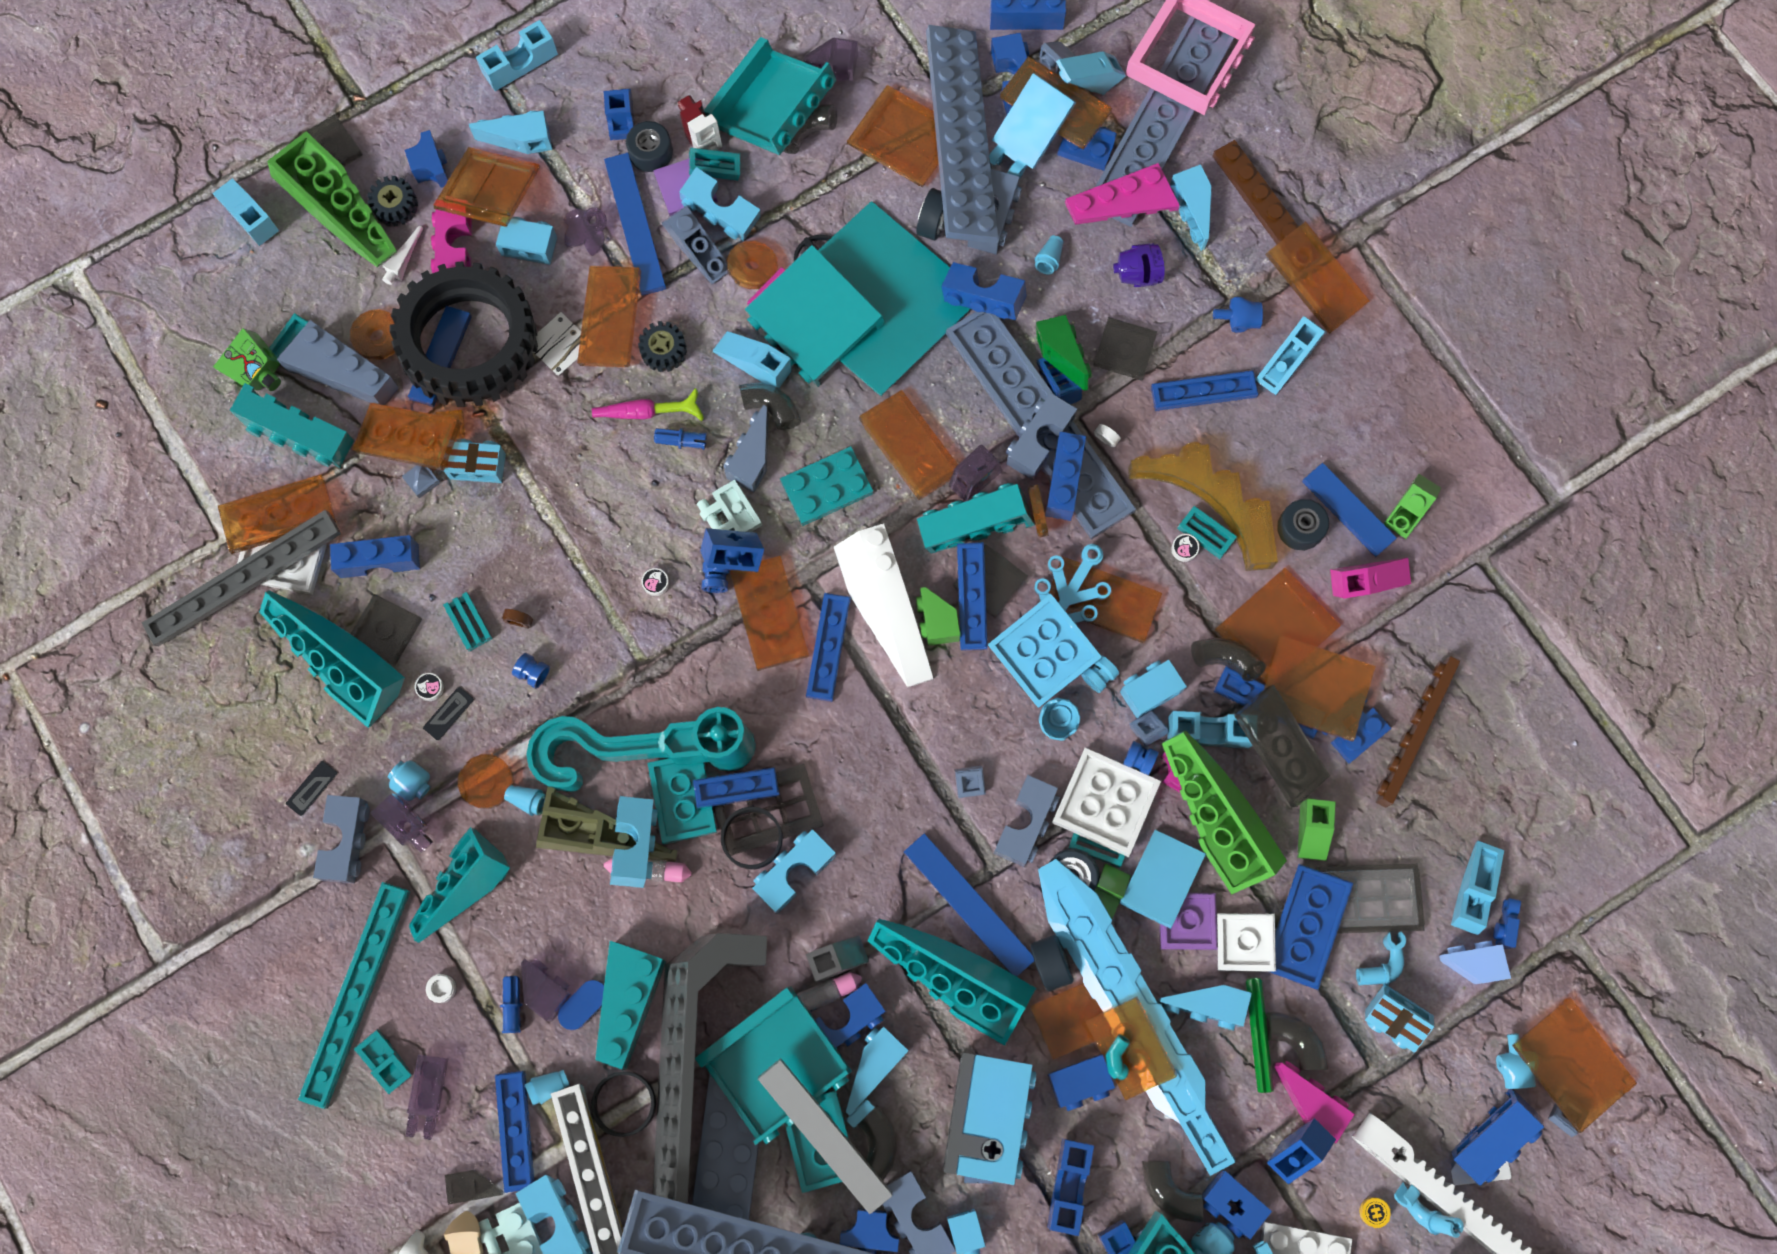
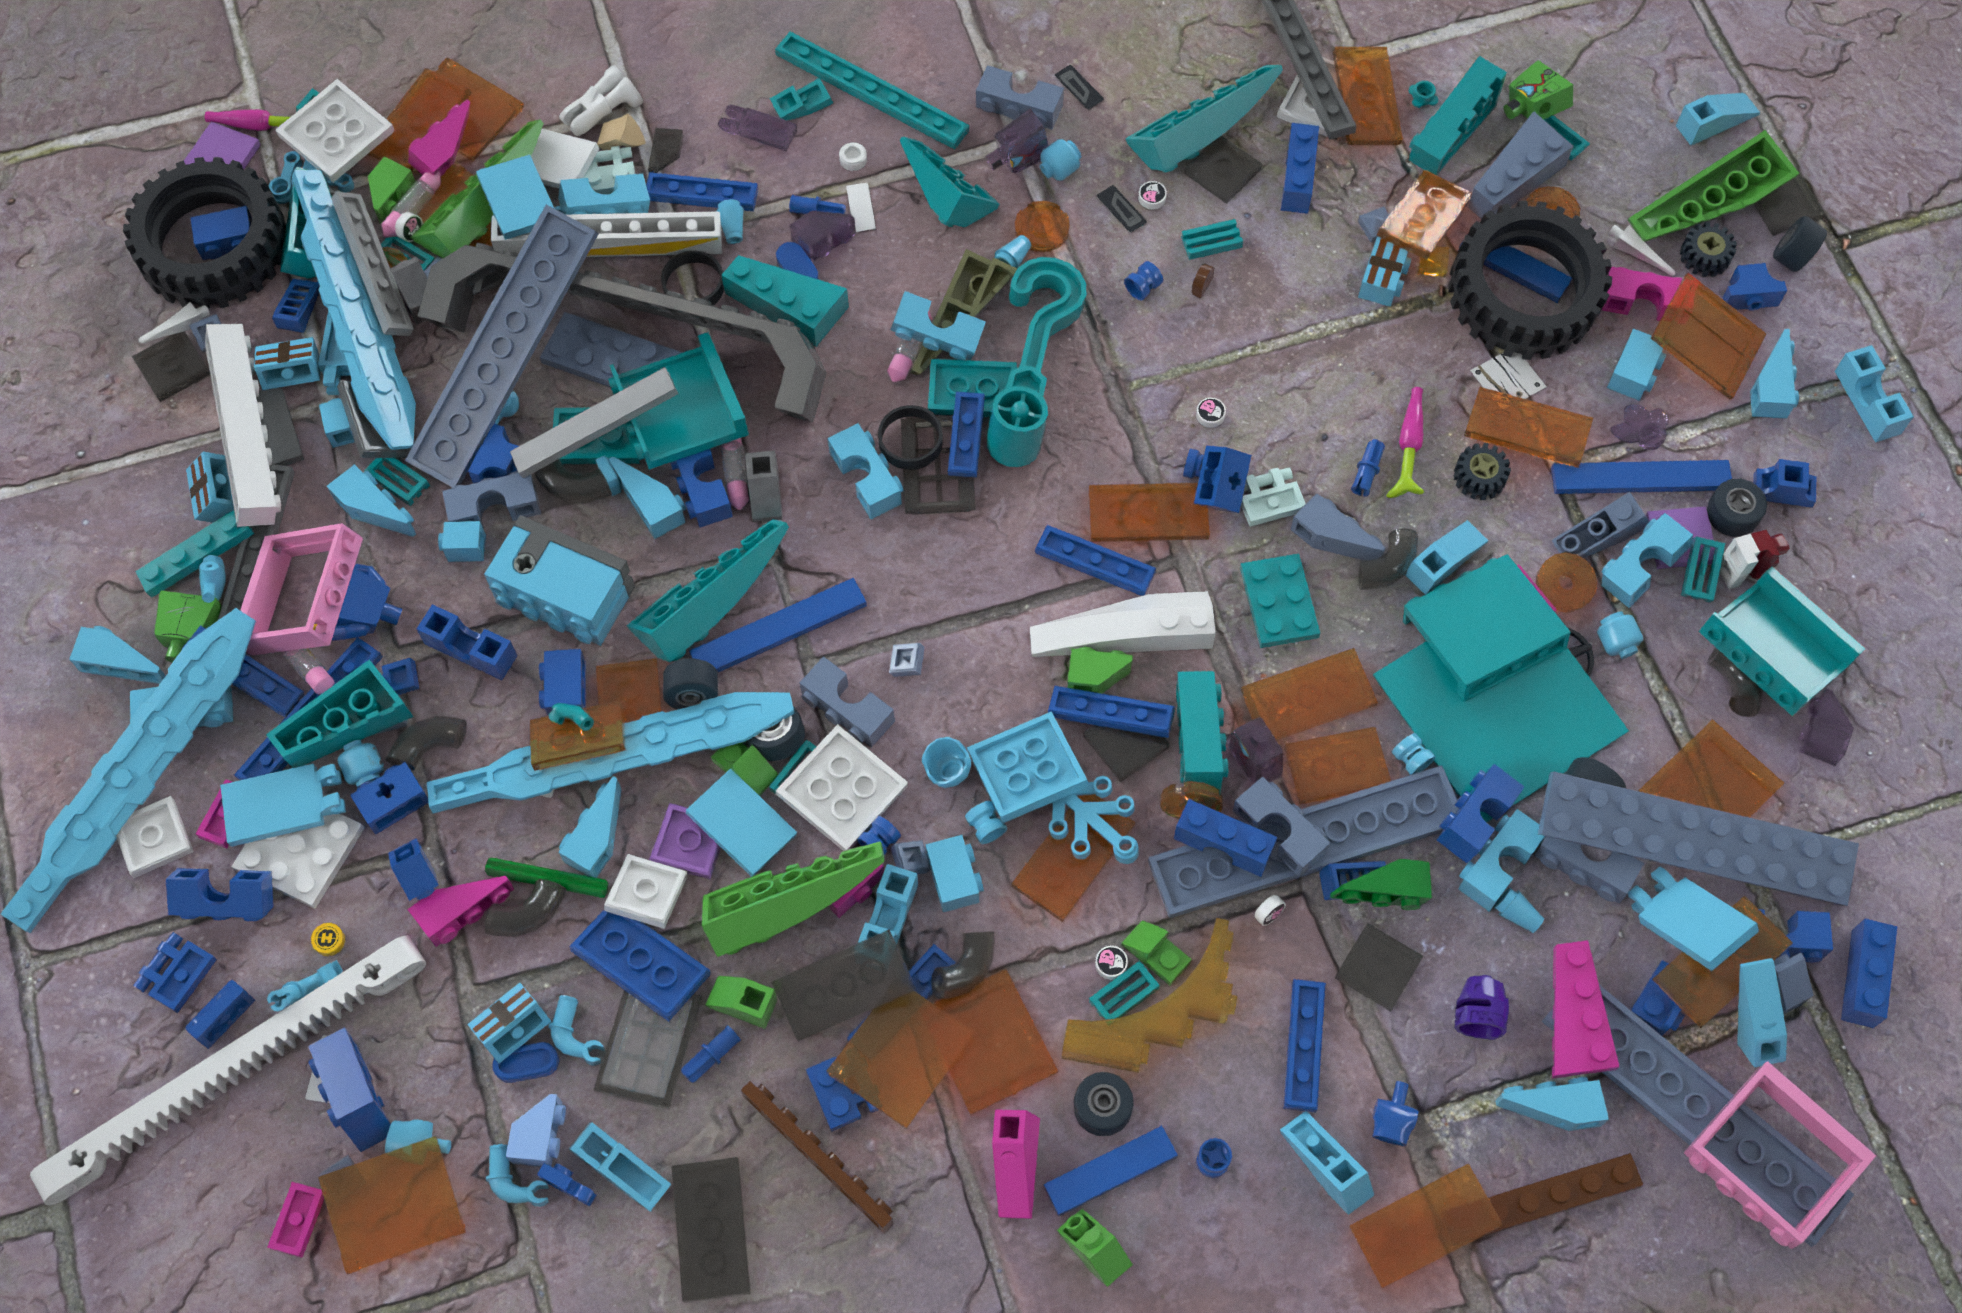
camera: 105 degrees right, 10 degrees down
(257, 465) = (1423, 88): none -> teal plate
(374, 127) = (1800, 243): none -> black wheel
(497, 964) = (861, 206): none -> white sticker
(791, 216) = (1620, 635): none -> medium azure head
(941, 353) = (1413, 754): none -> medium azure wheel
(964, 411) = (1336, 764): none -> clear orange tile
(991, 264) = (1486, 880): none -> medium azure arch
(1165, 515) = (1154, 950): none -> bright green slope
(1321, 431) = (1217, 1152): none -> blue wheel
(1364, 843) = (710, 1054): none -> blue axle
(1416, 987) = (527, 1063): none -> blue tile
(1497, 799) = (711, 1230): none -> clear smoke tile
(1522, 980) = (502, 1184): none -> medium azure piece
(1613, 1141) = (296, 1220): none -> dark pink plate

